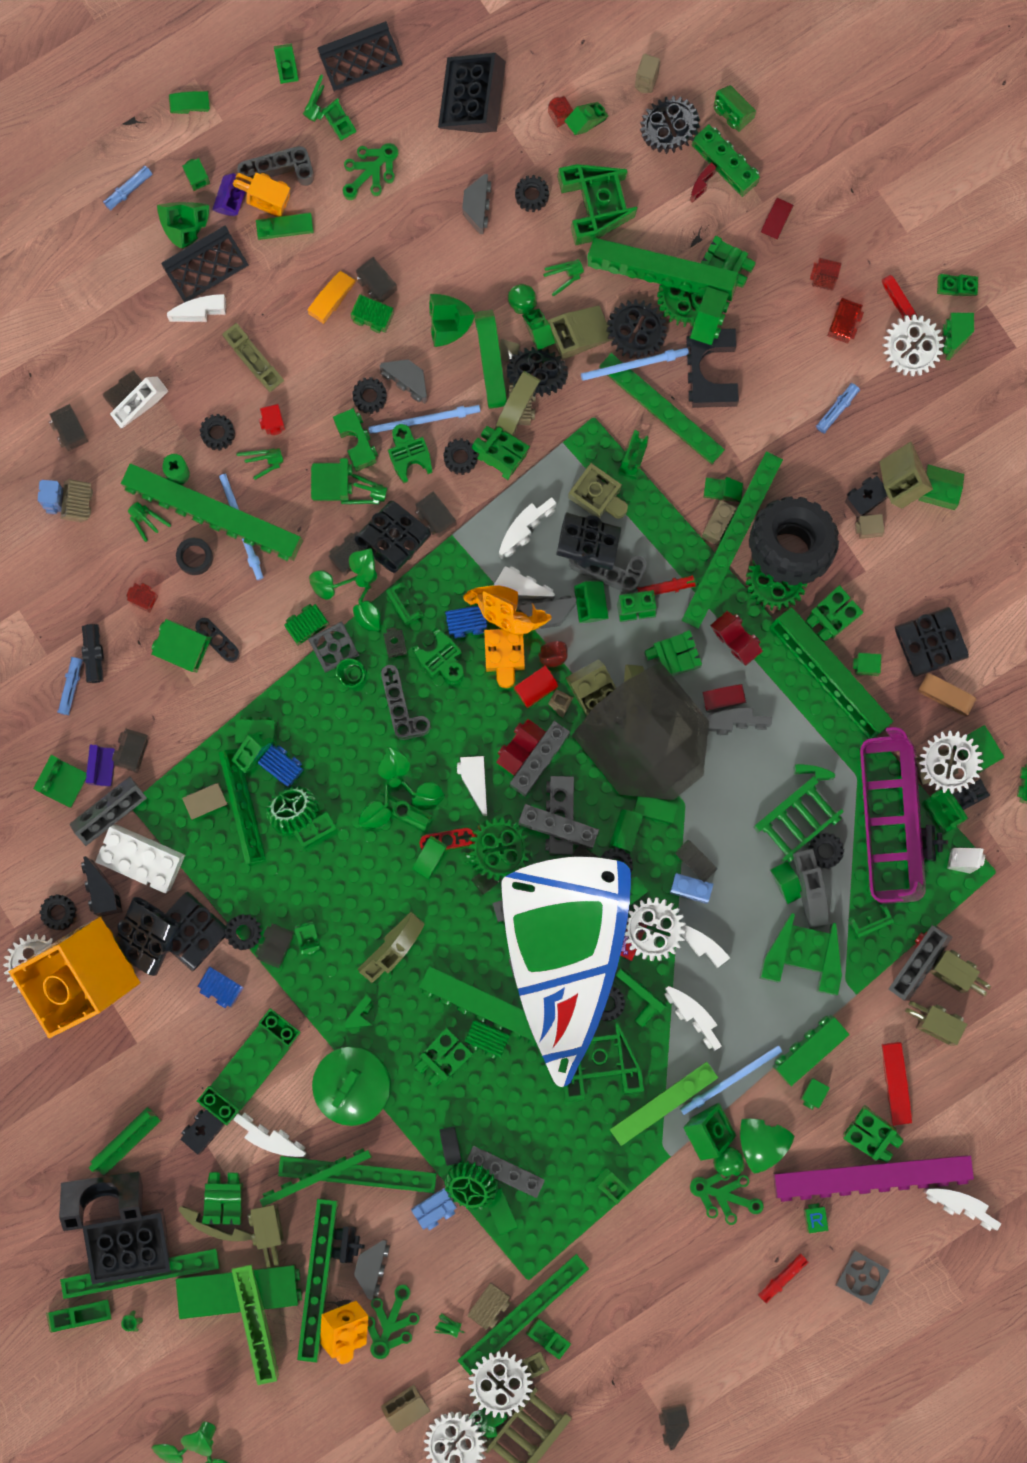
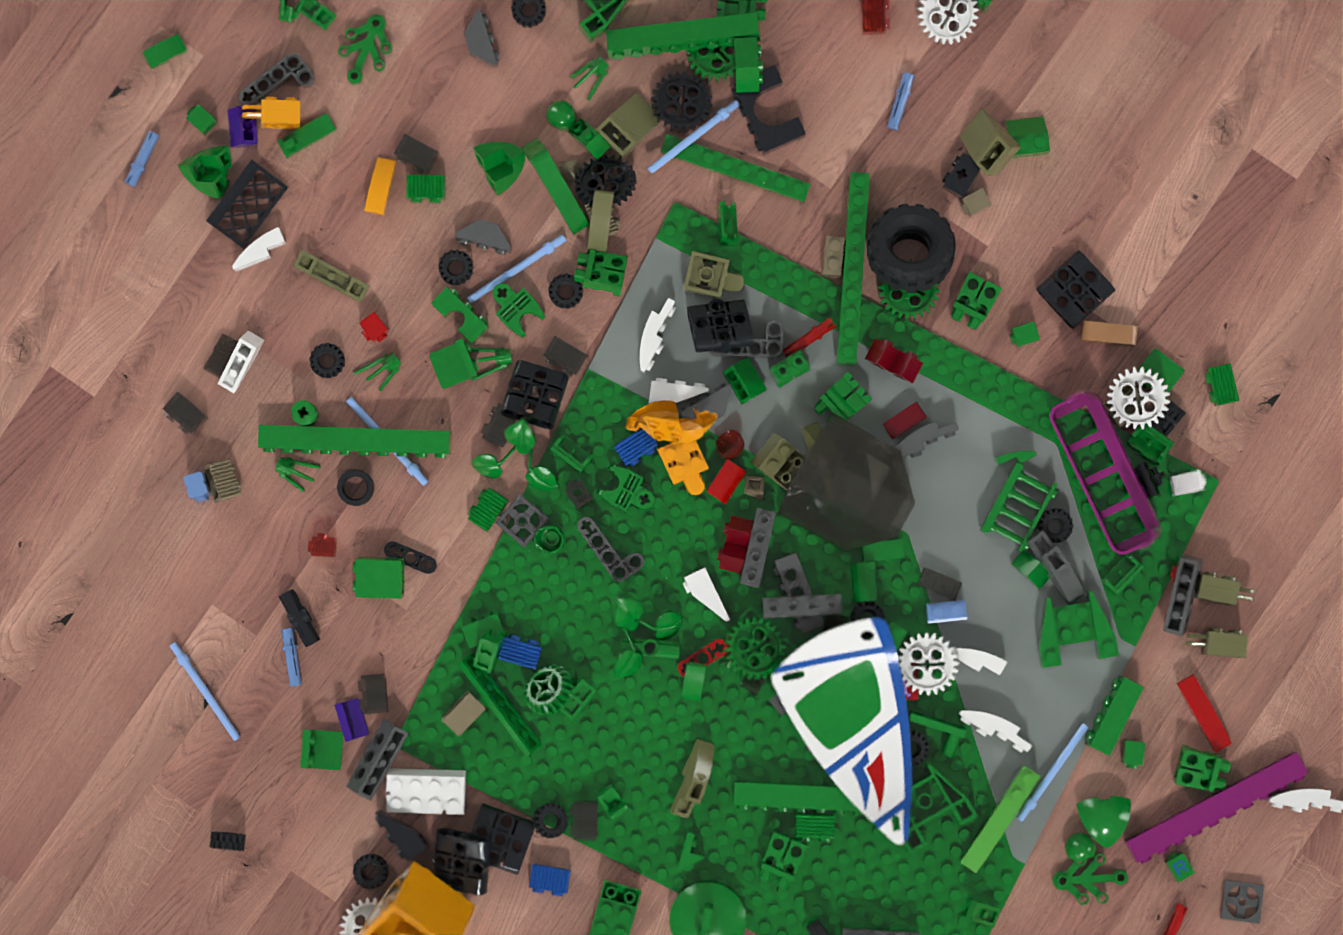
camera: 20 degrees left, 5 degrees up
(710, 1132) = (1052, 828): green slope -> none
(723, 489) = (824, 222): green slope -> none
(831, 673) = (995, 357): green brick -> none

